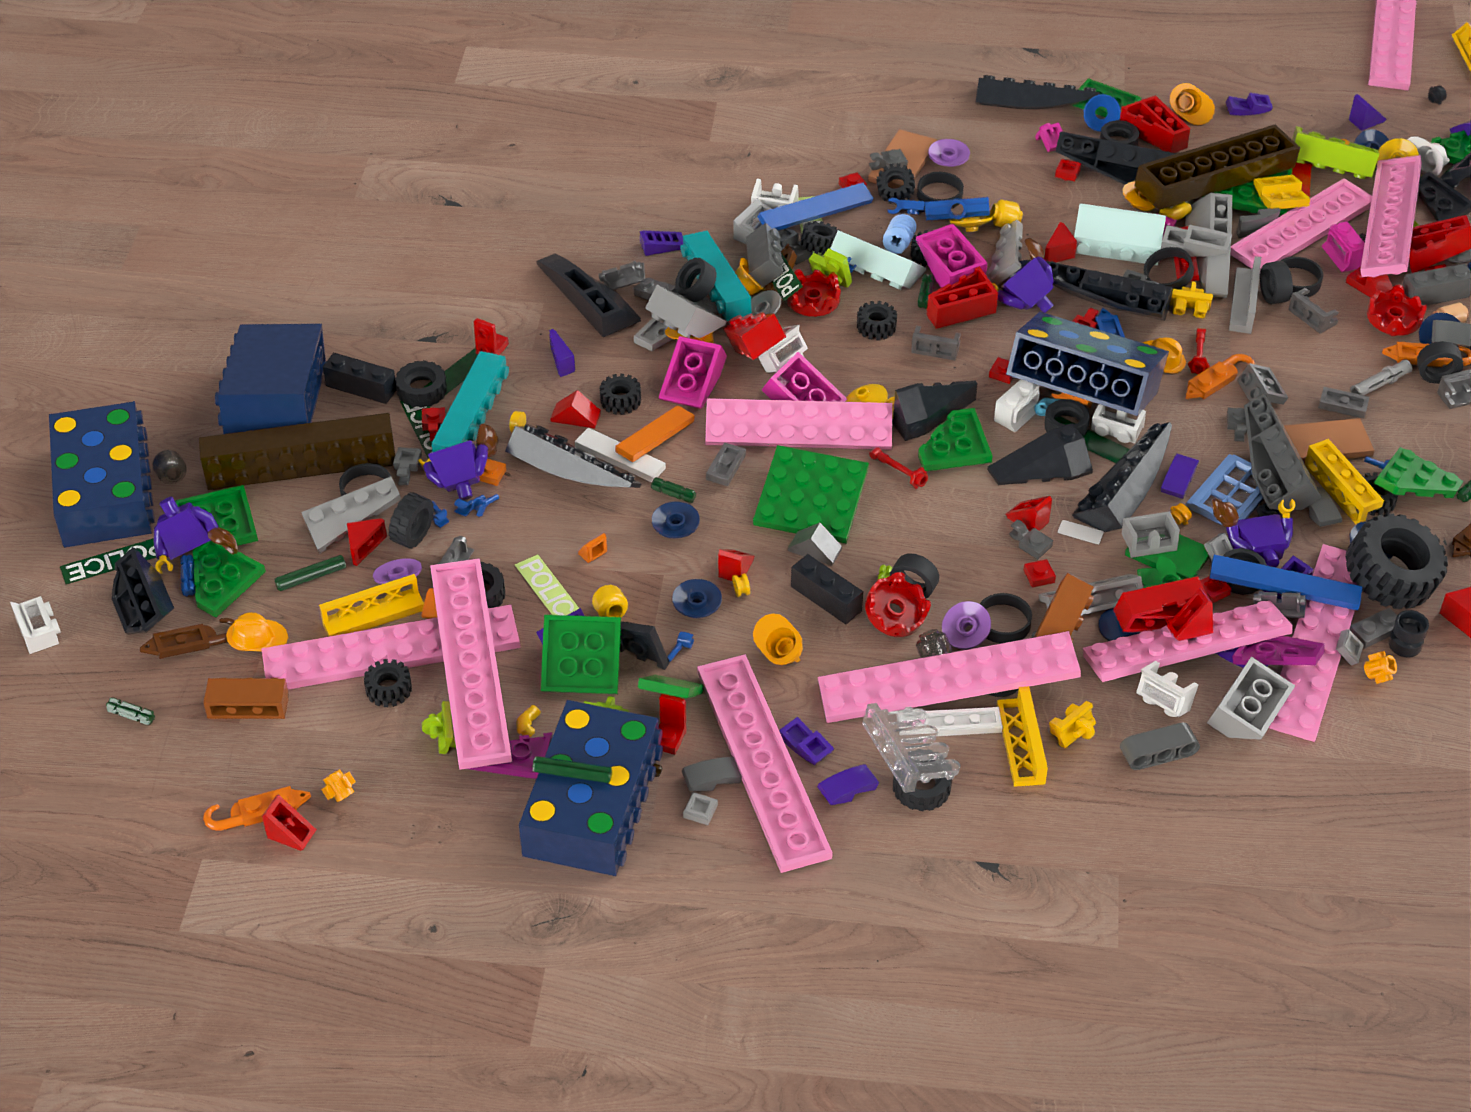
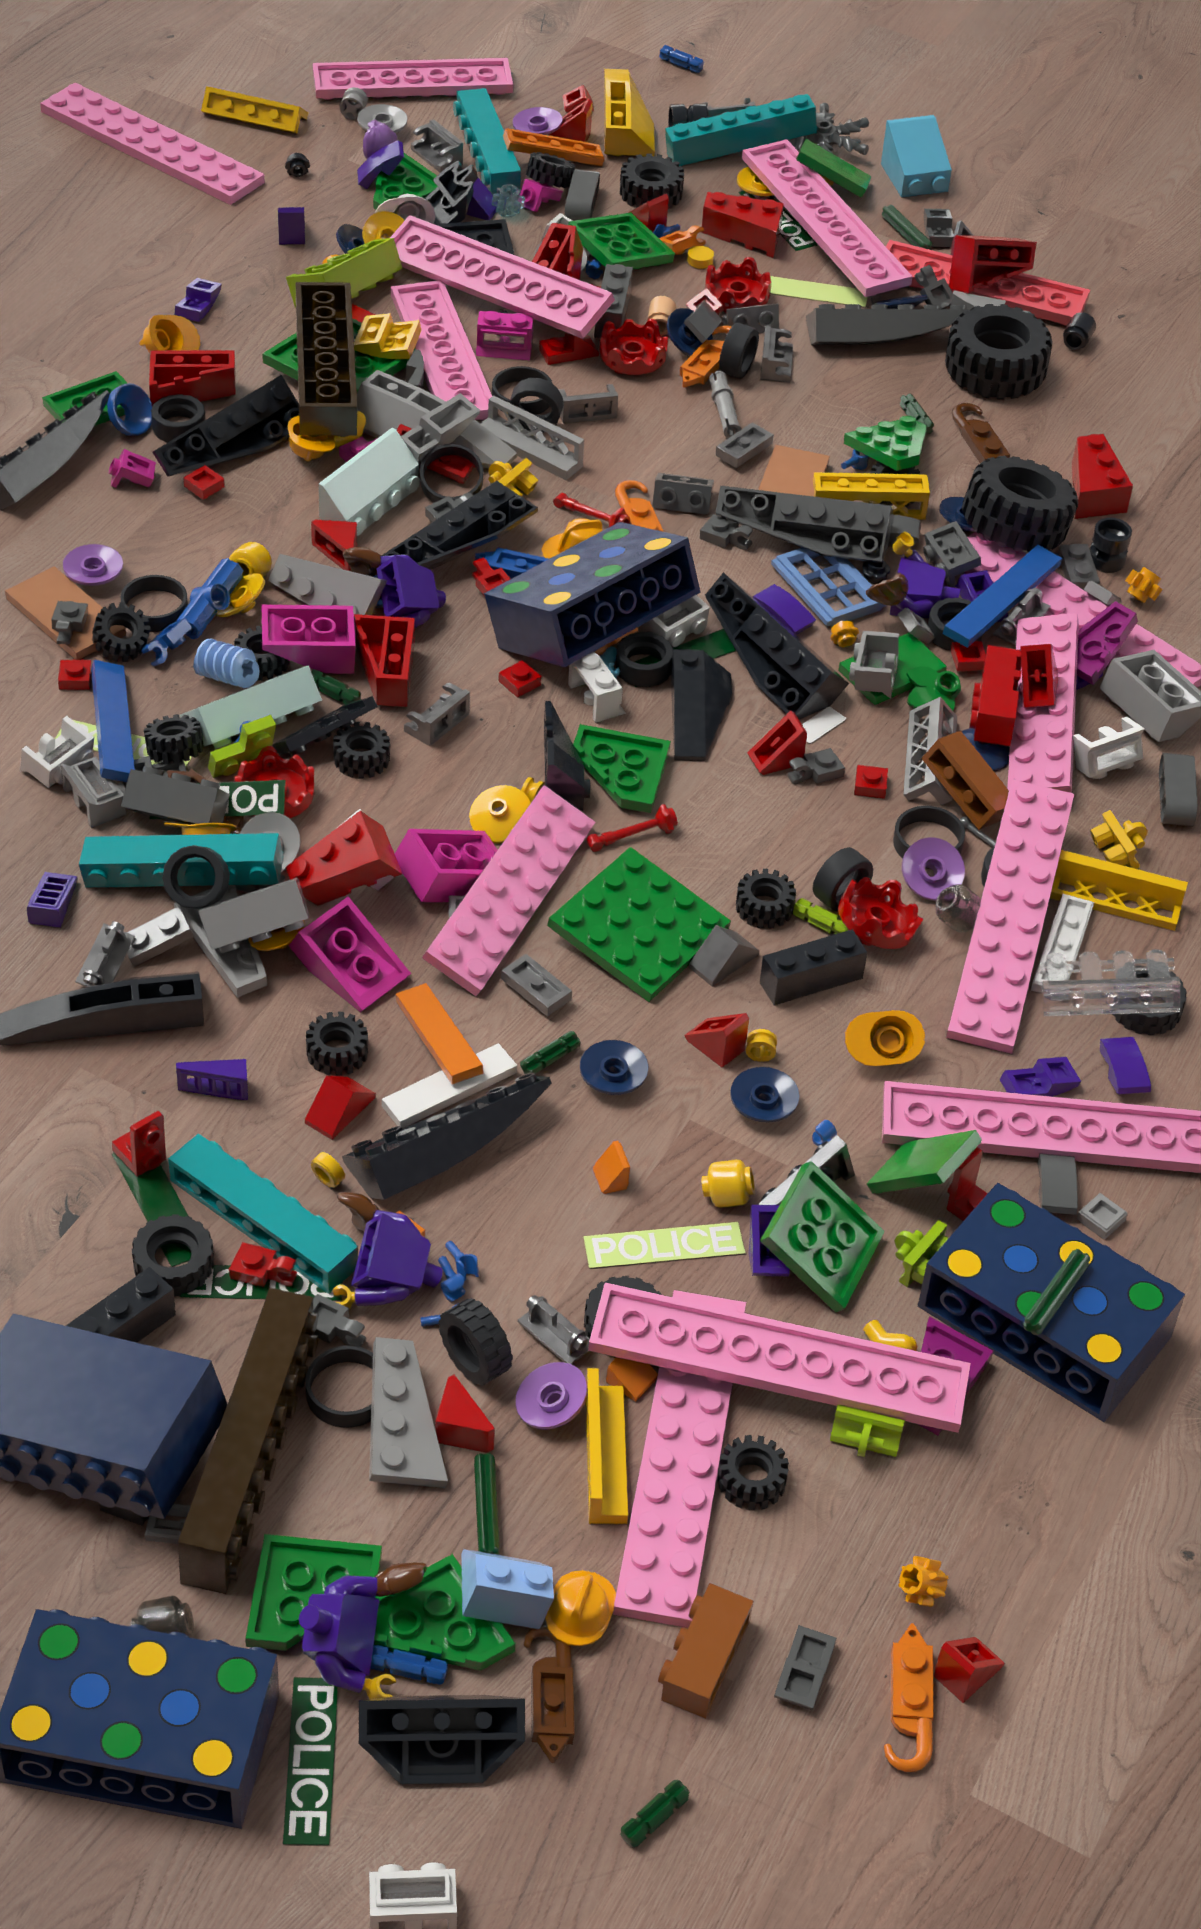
camera: 70 degrees left, 0 degrees up
(248, 589) = (505, 1589): none -> light blue slope
(250, 751) = (805, 1667): none -> dark grey slope
(860, 290) = (320, 729): none -> black wing
(878, 539) = (765, 911): none -> black tyre
(1314, 541) = (950, 551): none -> dark grey bracket

